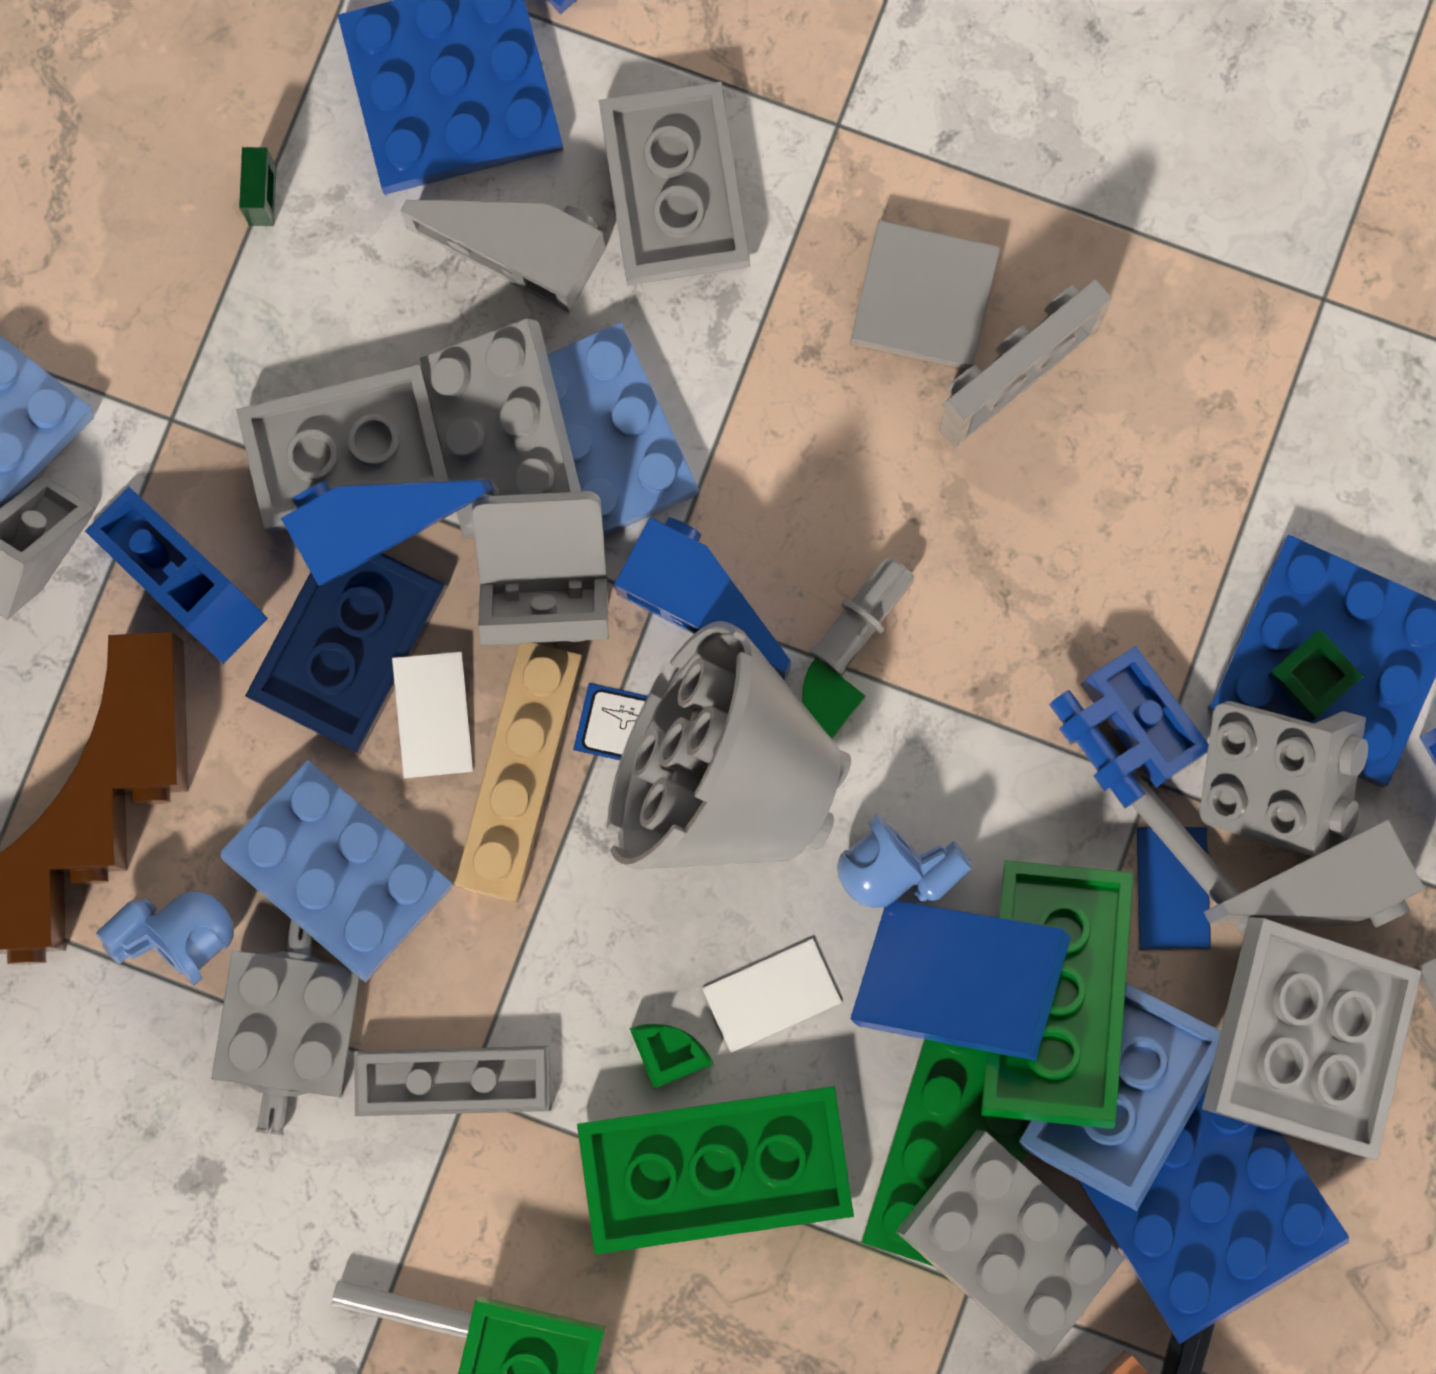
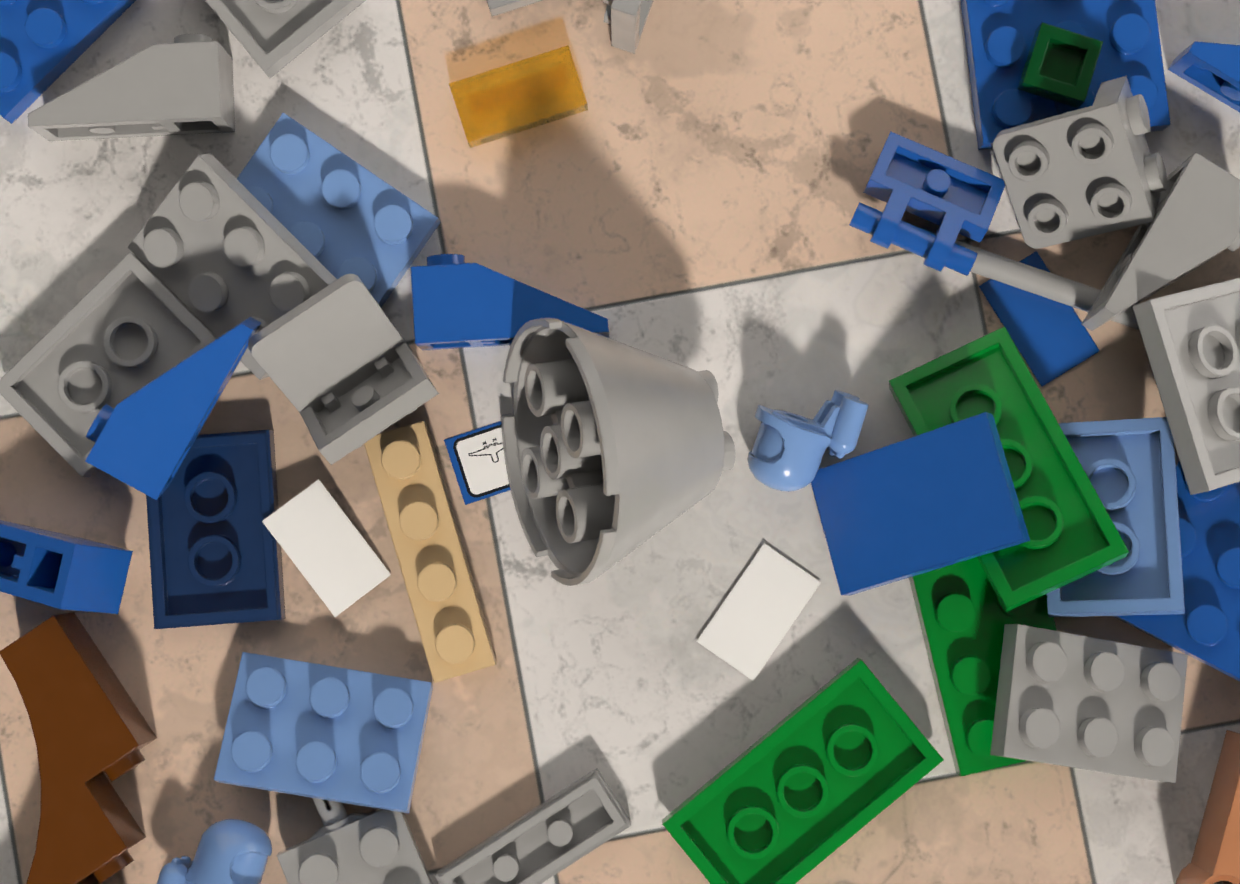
camera: 35 degrees left, 5 degrees up
(668, 1052) = (702, 713): green tile -> none
(829, 697) = (656, 329): green tile -> none
(831, 426) = (518, 96): none -> clear yellow tile
(863, 615) = (643, 243): light grey axle -> none

